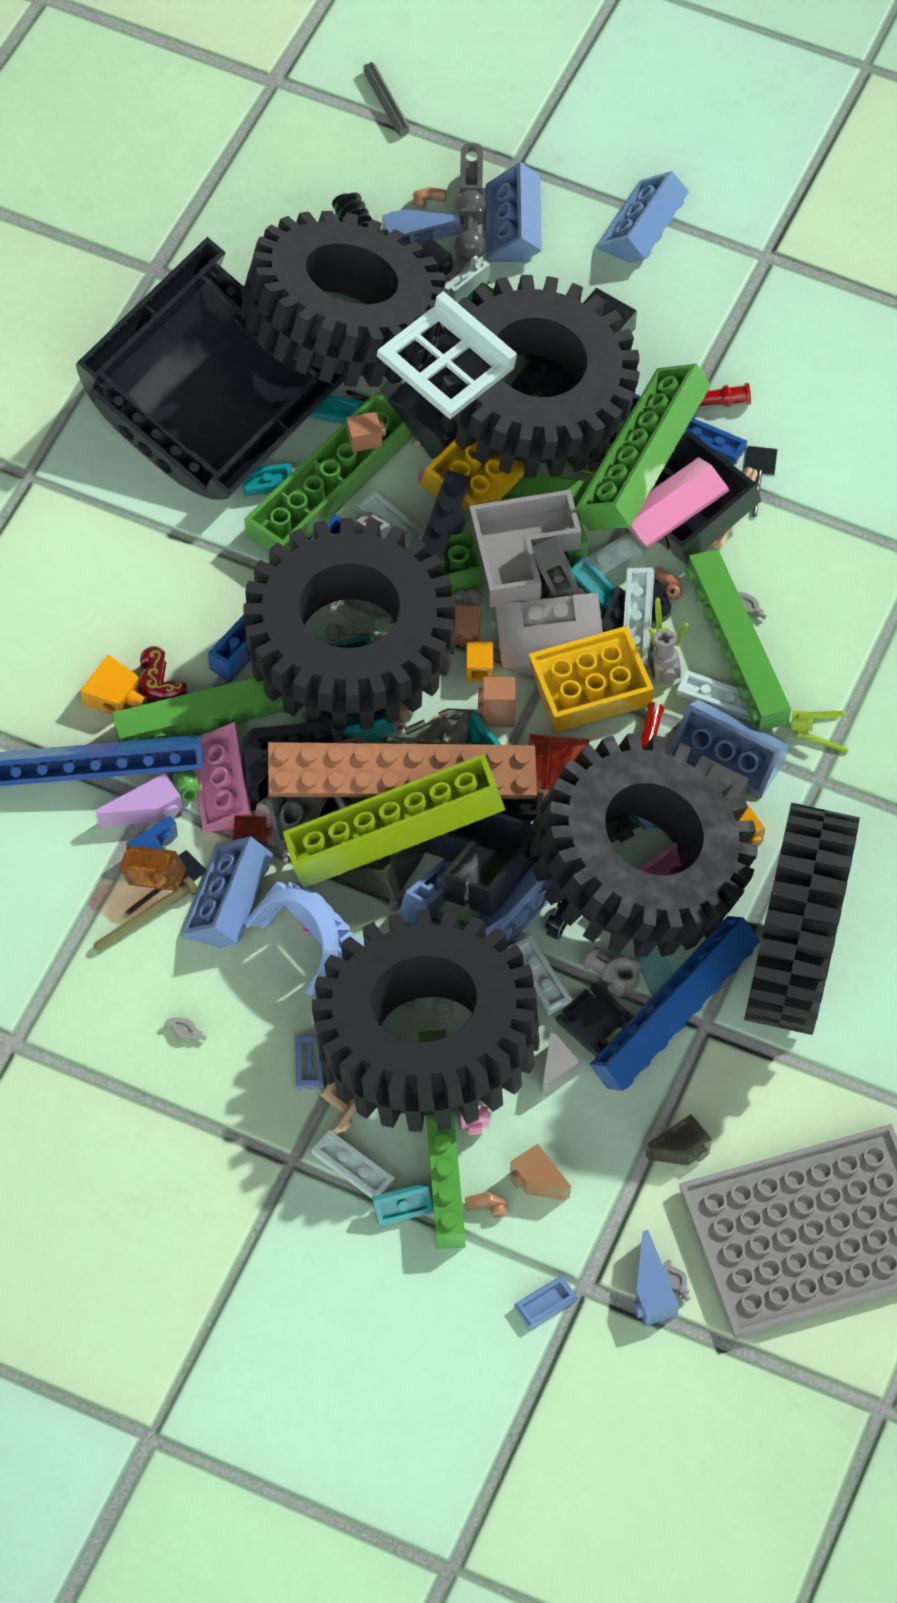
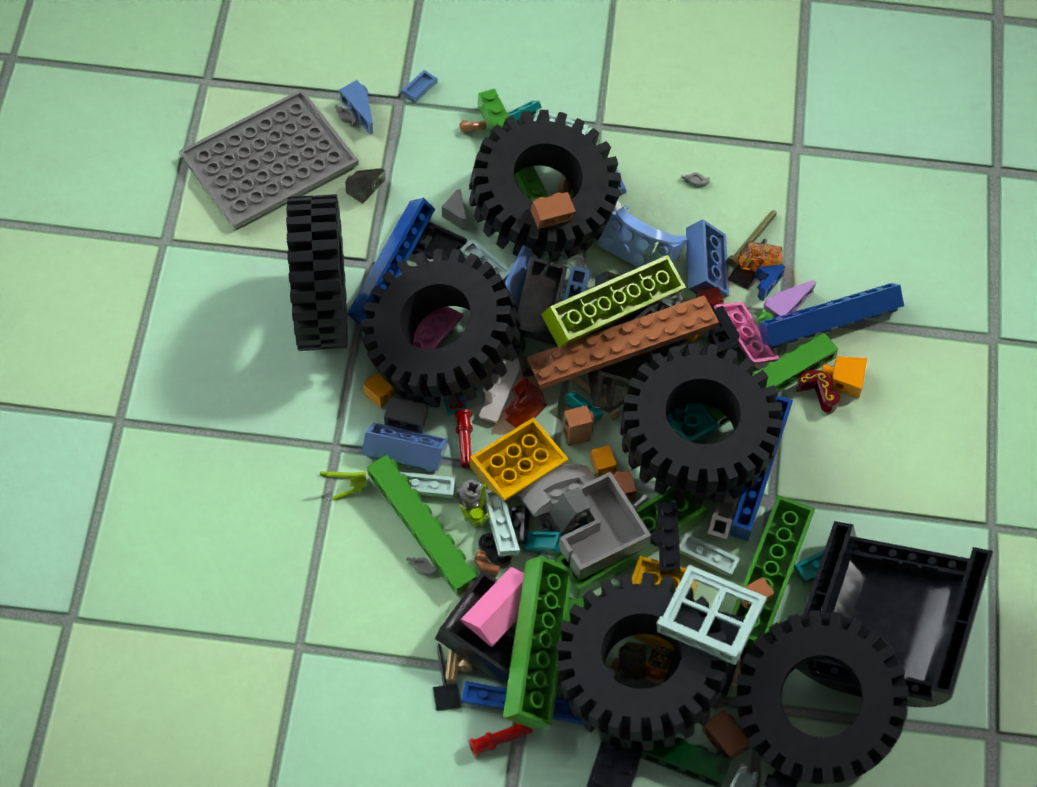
camera: 160 degrees right, 0 degrees up
(438, 936) = (552, 210): none -> nougat brick
(538, 1175) = (445, 145): medium nougat slope -> none

